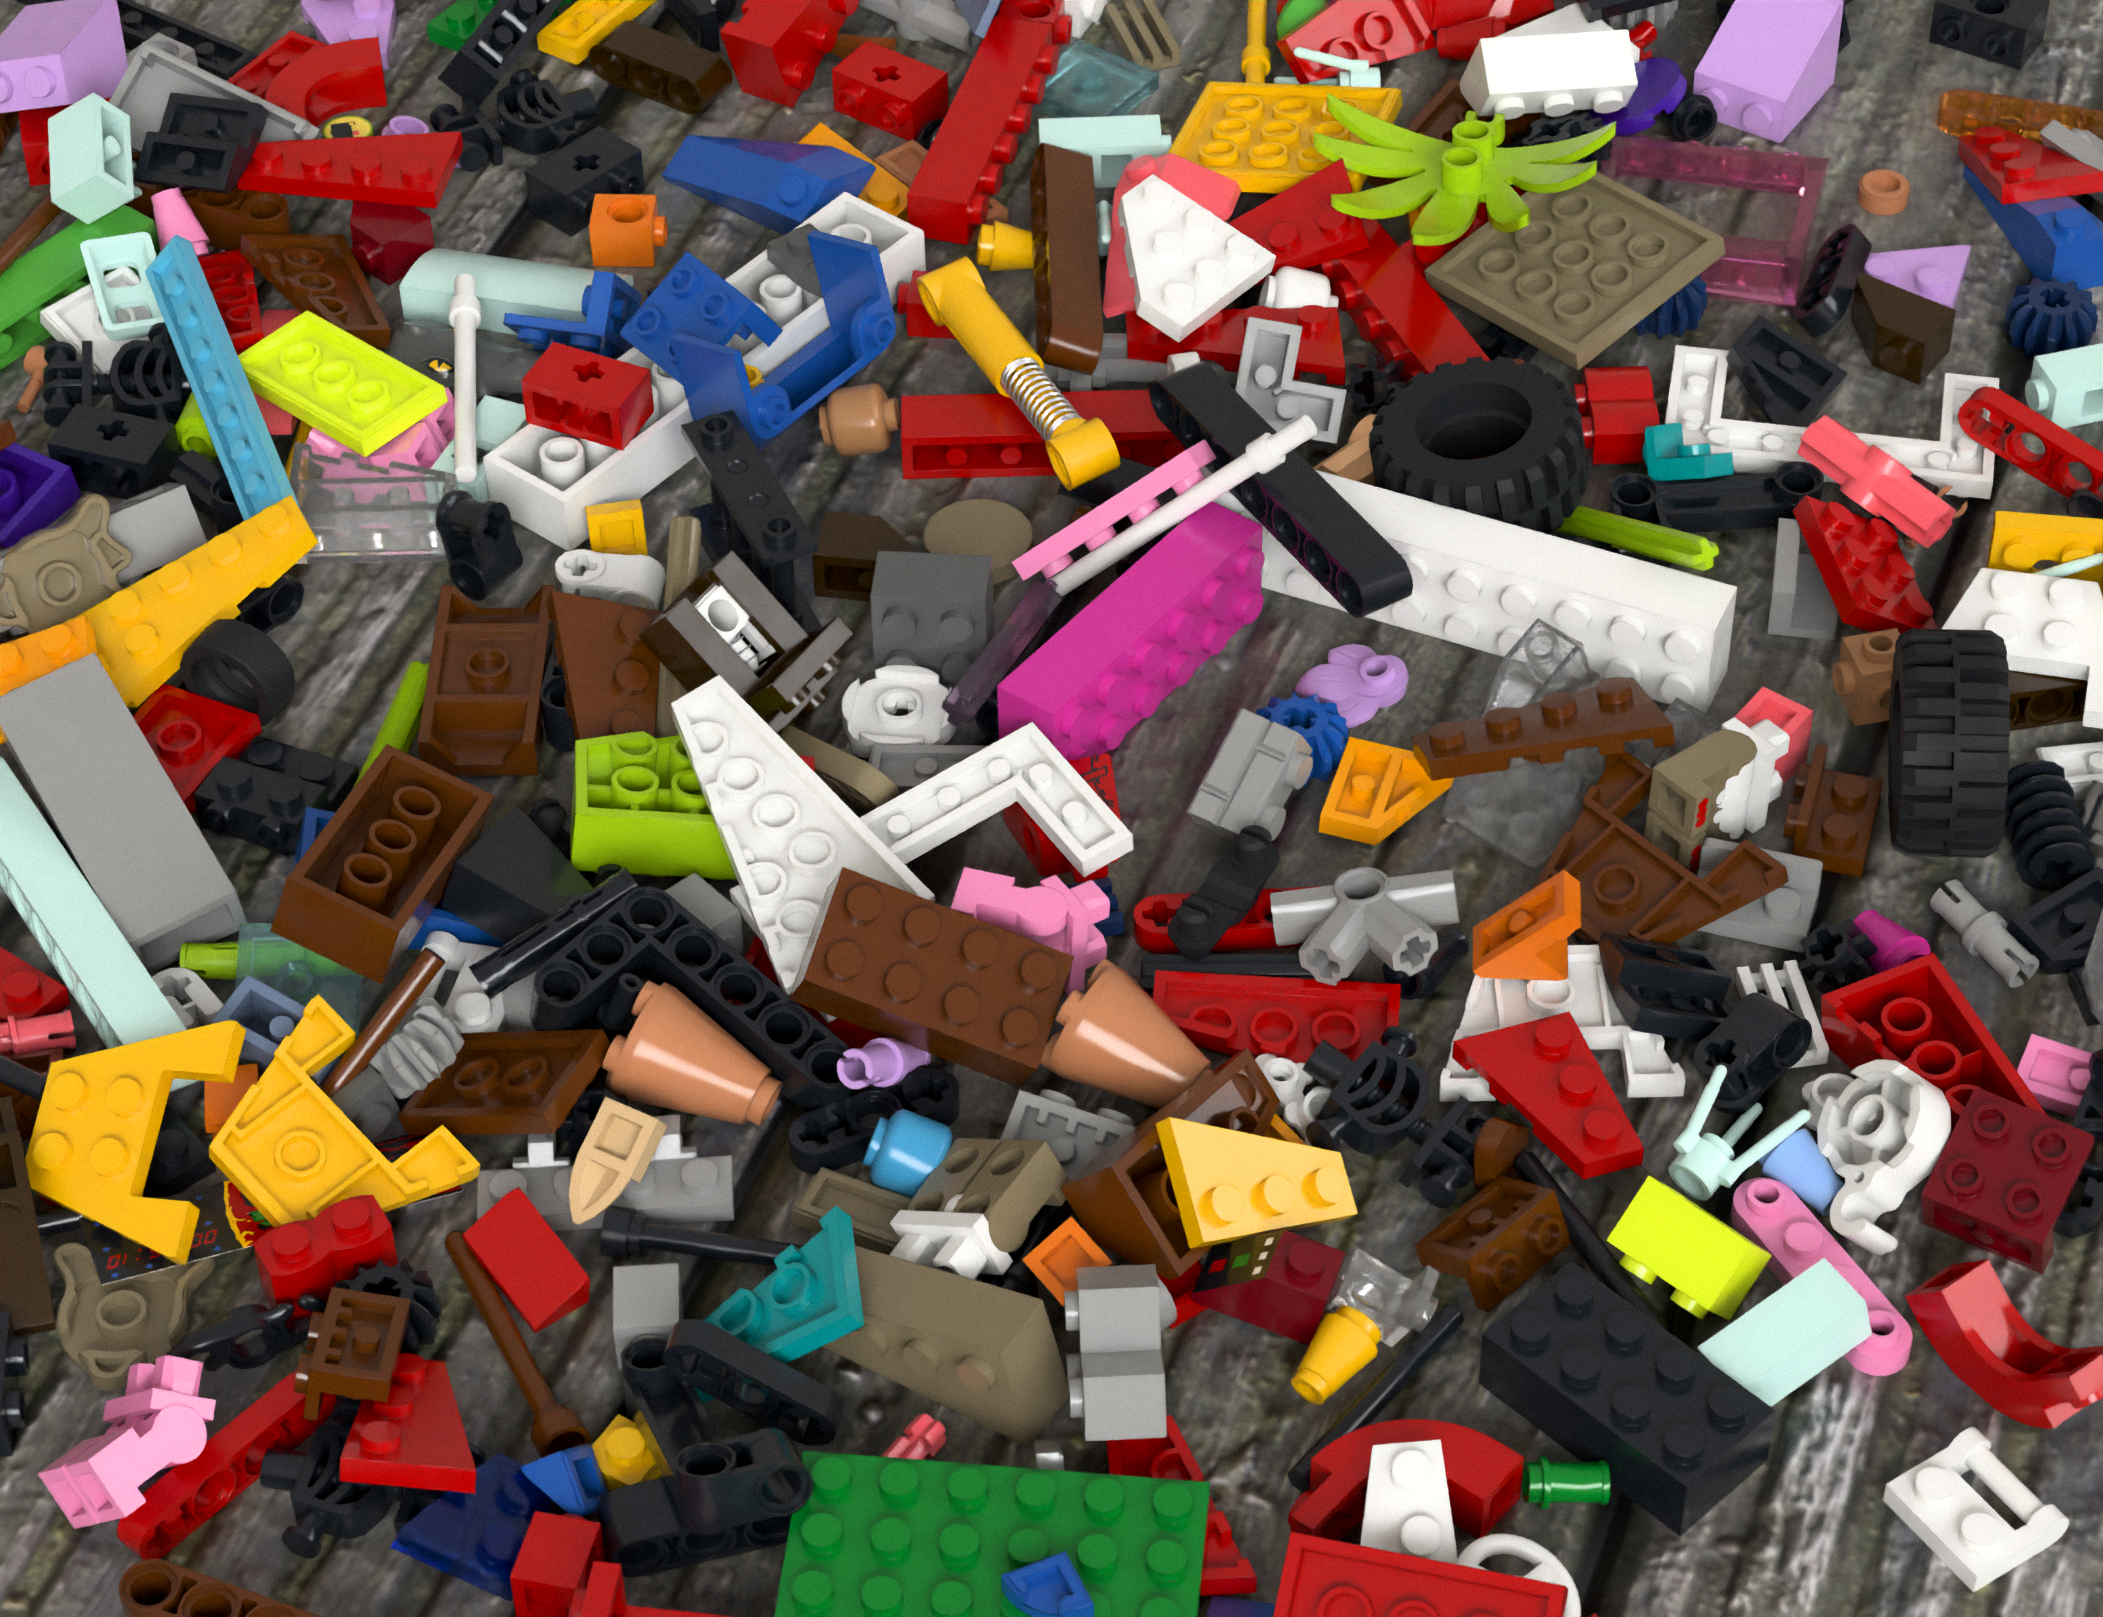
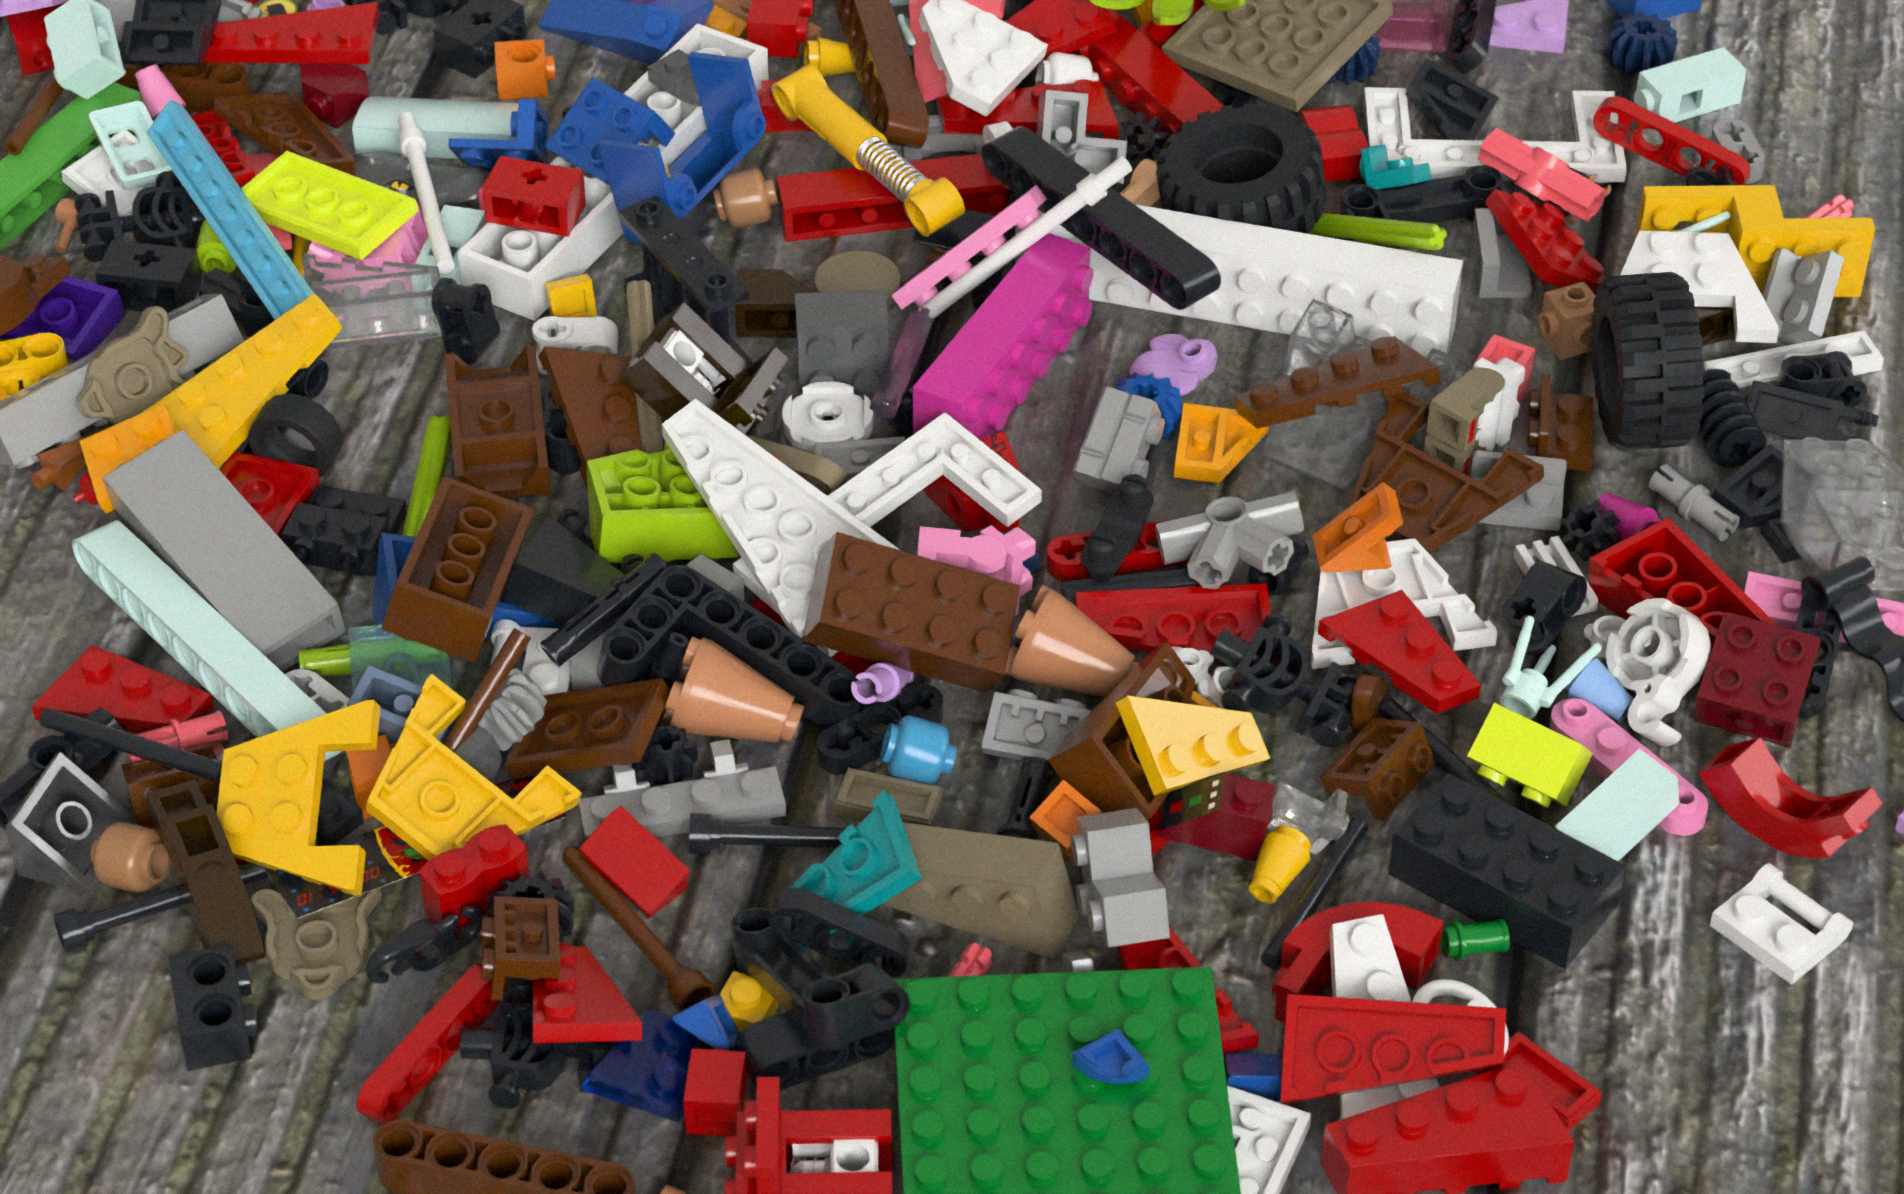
camera: 10 degrees left, 0 degrees up
(152, 1429) = (368, 1022): bright pink hips -> none
(611, 1156) = (687, 776): tan plate -> none
(645, 1303) = (737, 885): light grey brick -> none
(978, 1205) = (984, 785): dark tan hips -> none
(1665, 987) = (1467, 565): black slope -> none
(1900, 328) = (1529, 60): dark brown slope -> none

